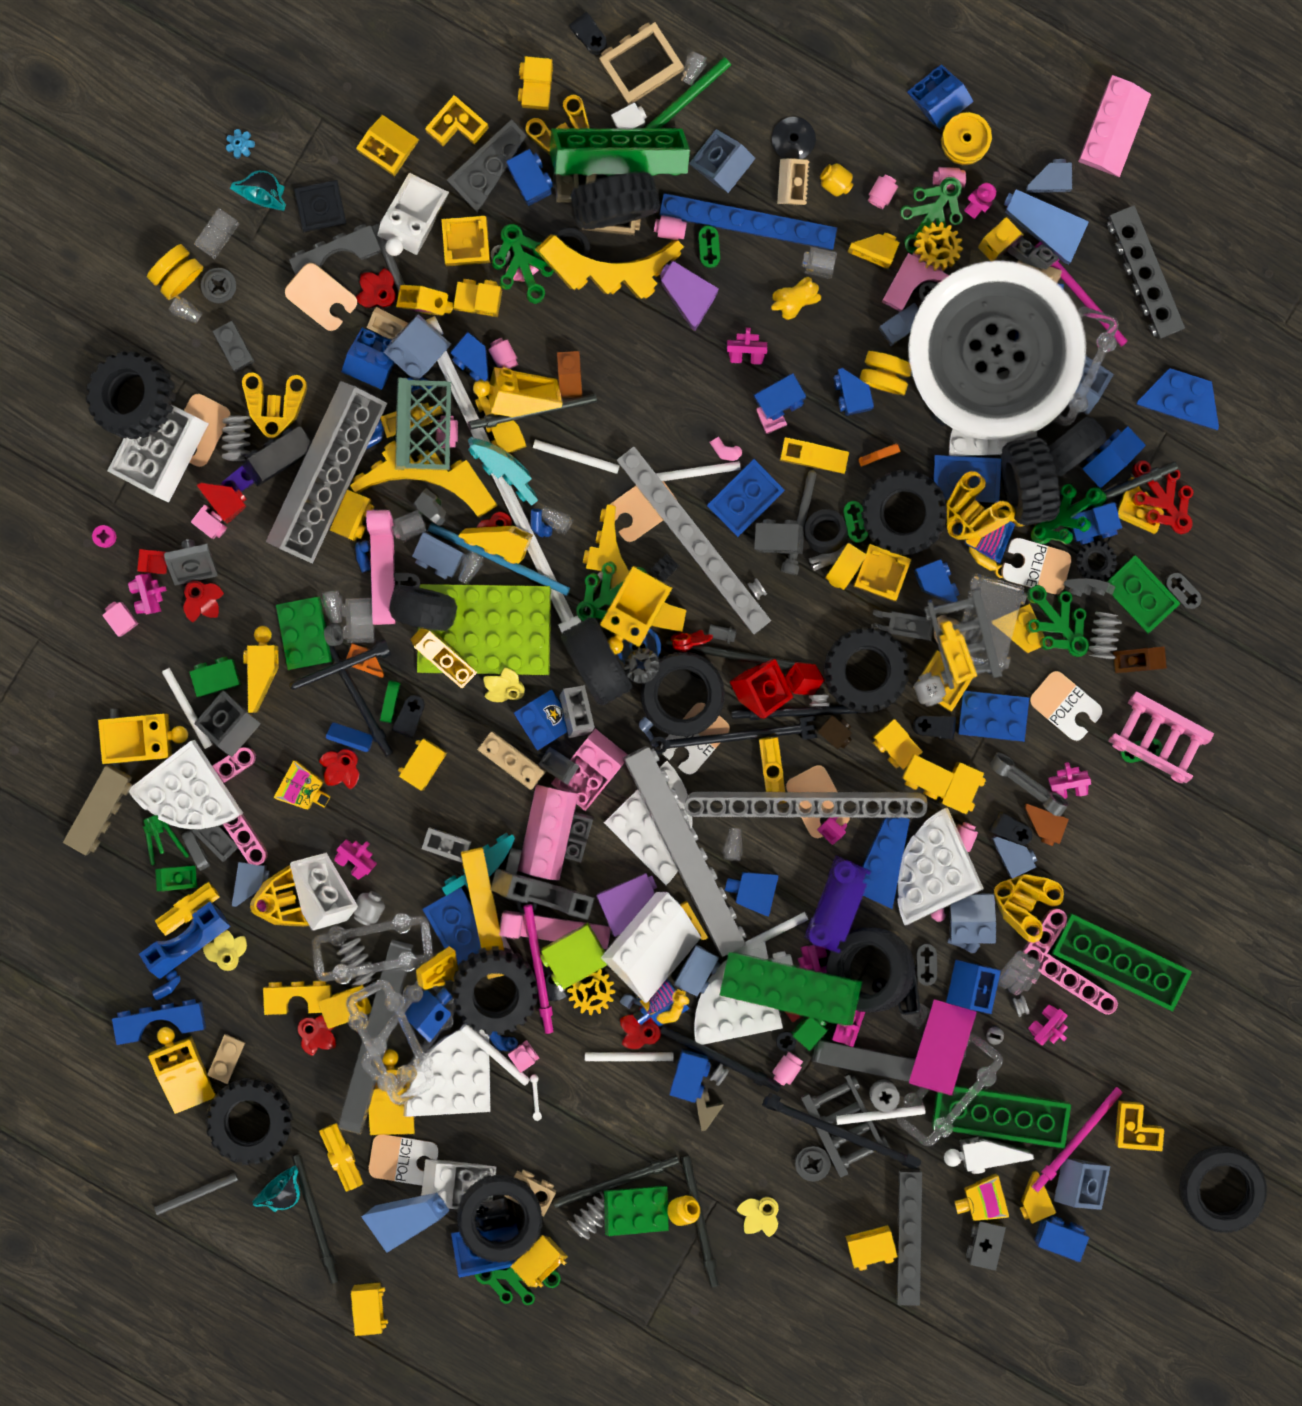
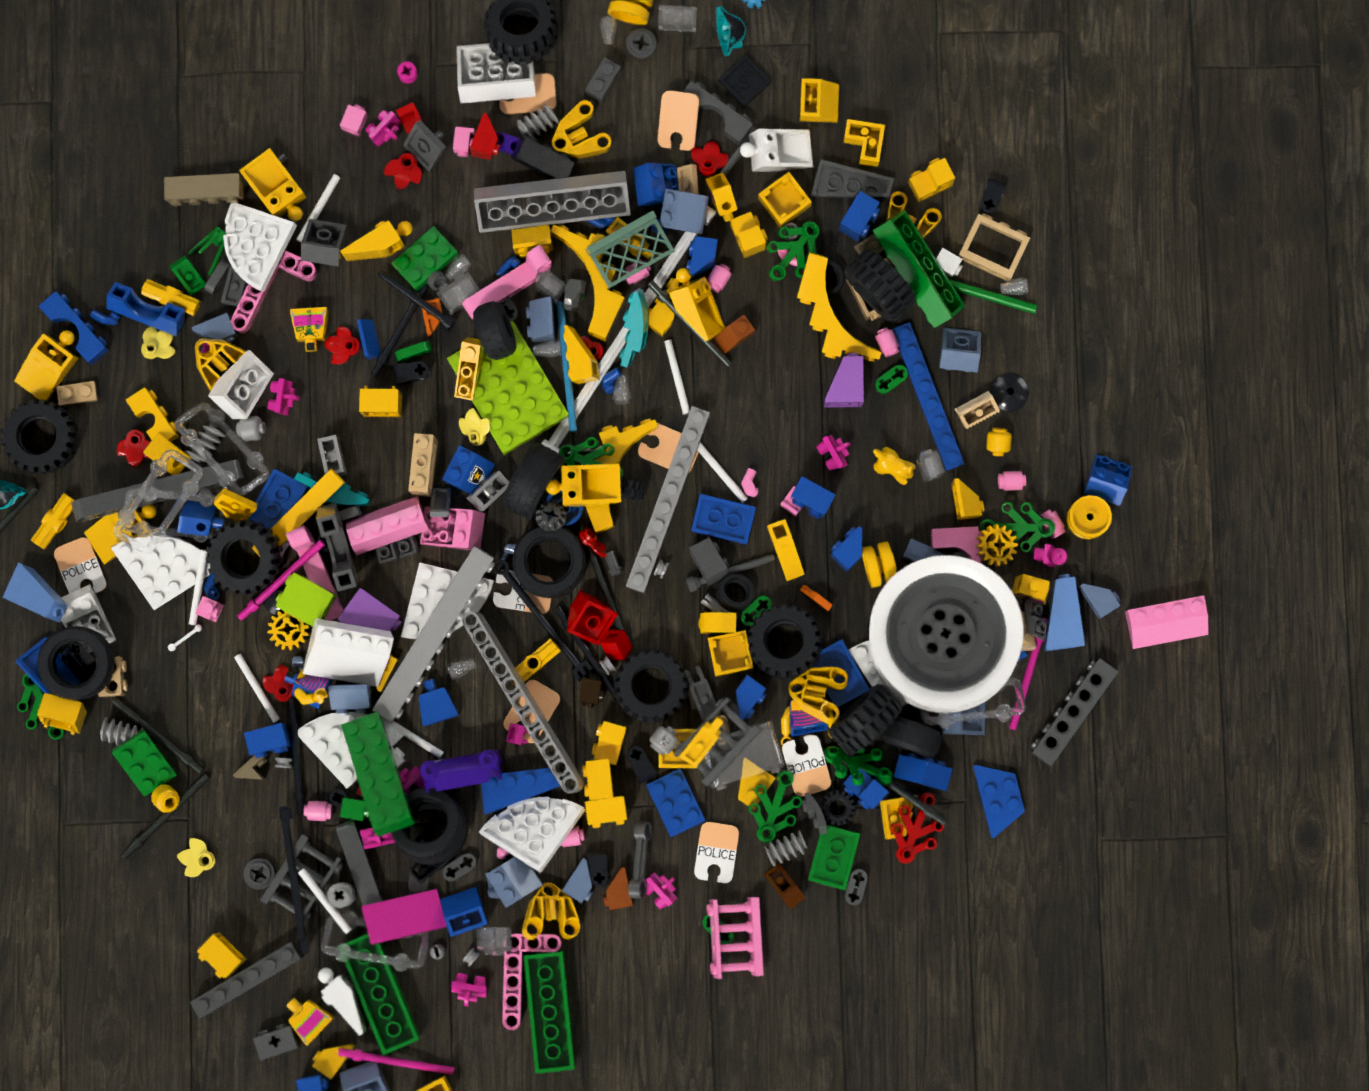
camera: 60 degrees right, 5 degrees down
(215, 677) = (353, 214): green brick -> none

